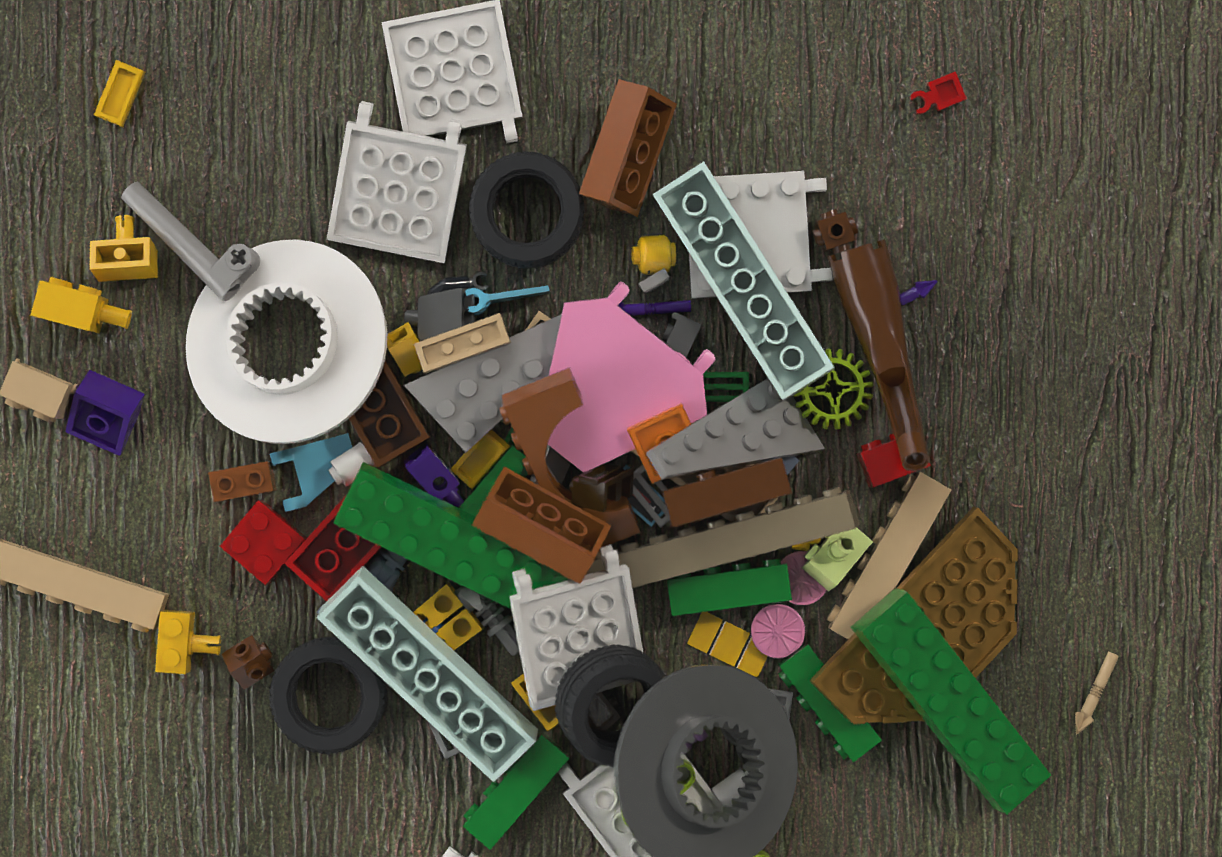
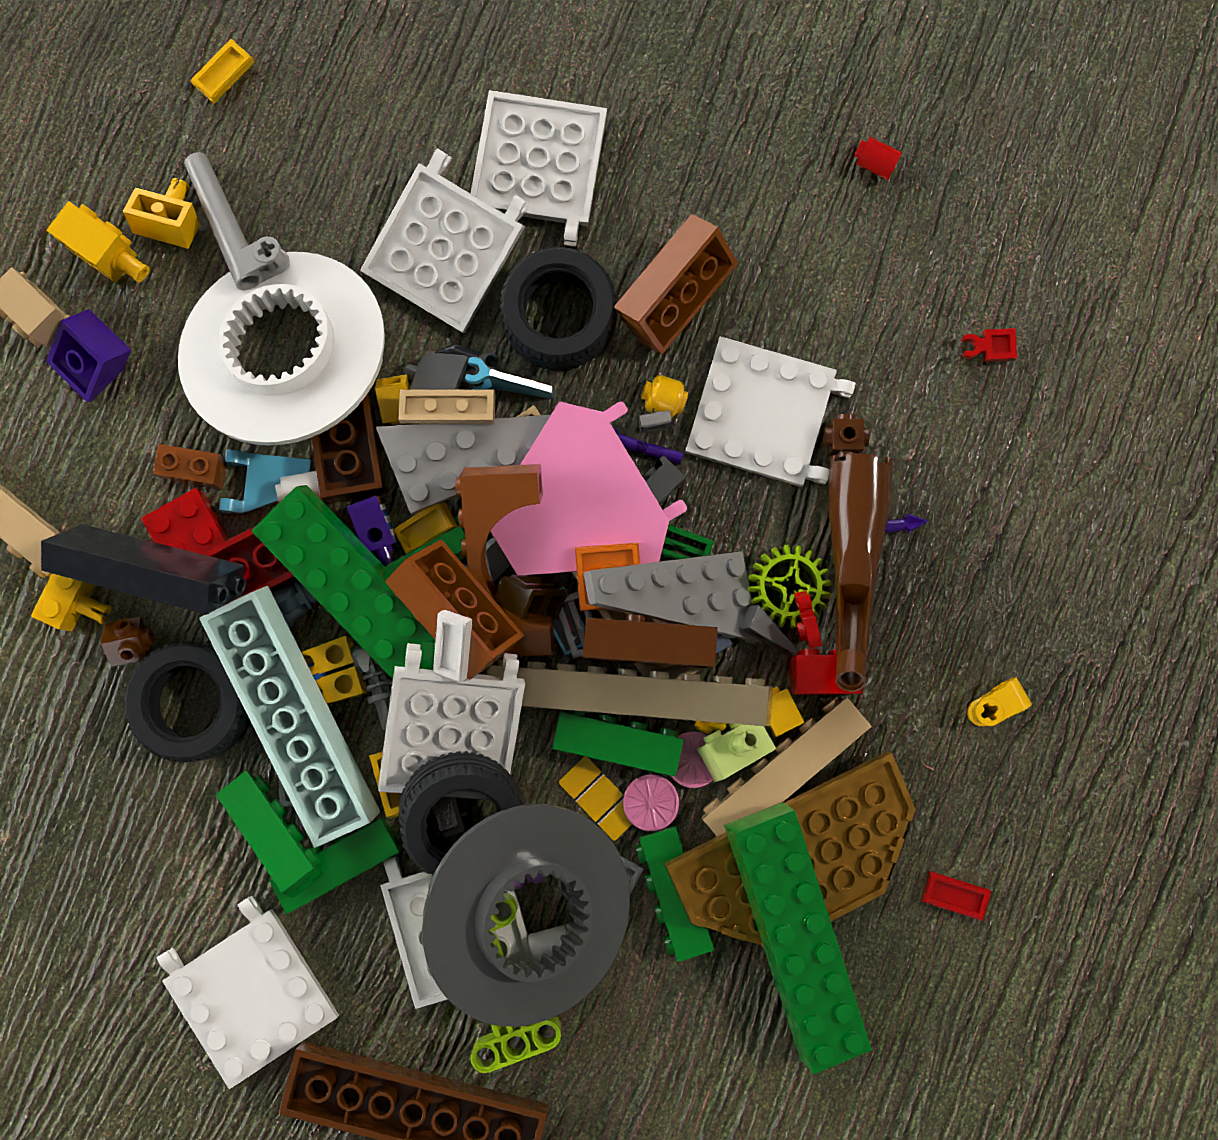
camera: 20 degrees right, 5 degrees down
(246, 591) = (143, 568): none -> black brick
(447, 784) = (270, 834): none -> green brick
(554, 559) = (452, 645): none -> white tile
(743, 281) = (742, 449): light aqua brick -> none
(821, 436) = (760, 626): none -> dark grey piece
(861, 423) = (807, 628): none -> red plate
(867, 506) = (783, 713): none -> yellow brick
(1064, 422) = (1003, 702): none -> yellow piece
(1081, 612) = (956, 895): none -> red tile
(1083, 718) = (922, 1002): tan piece -> none

